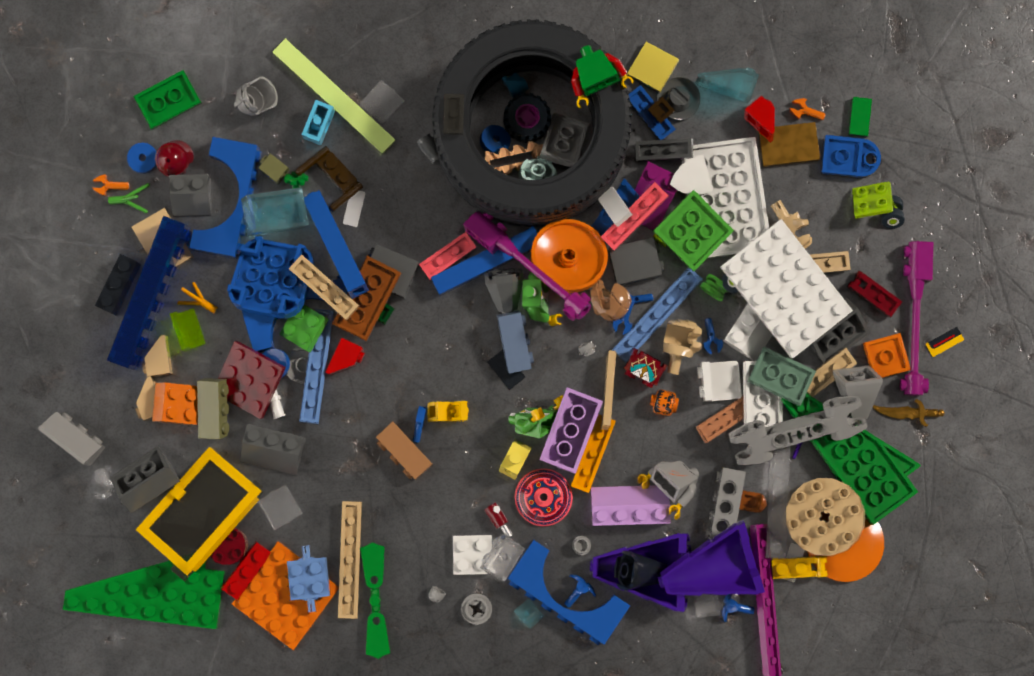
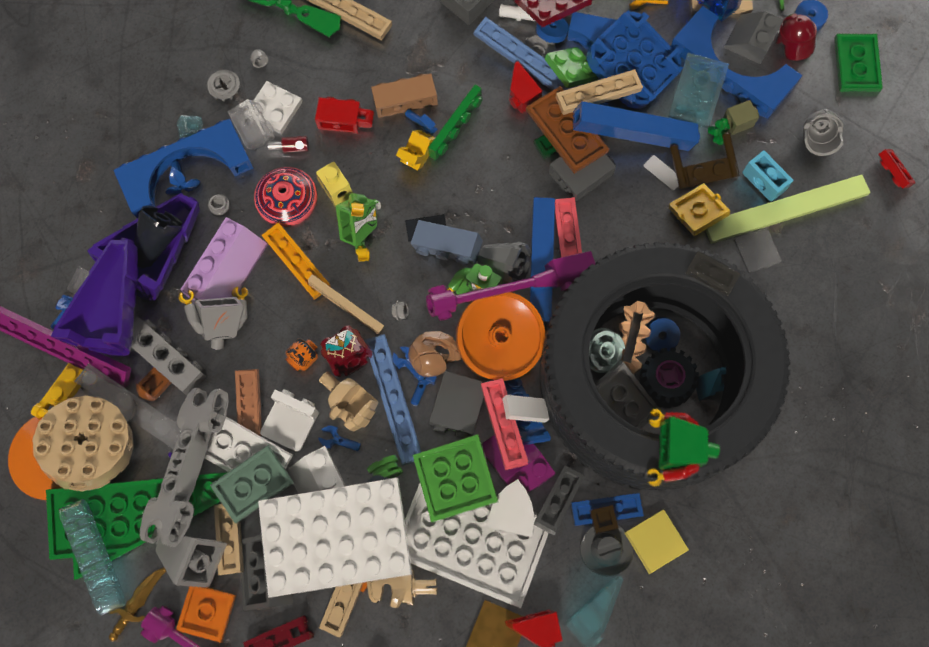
camera: 120 degrees right, 10 degrees down
(252, 27) = (891, 162): none -> red plate
(375, 162) = (699, 209): none -> yellow plate
(413, 394) = (451, 128): none -> green plate
(449, 491) = (342, 115): none -> red brick
(571, 430) = (328, 247): lavender slope -> none
(898, 459) = (92, 557): none -> clear light blue beam

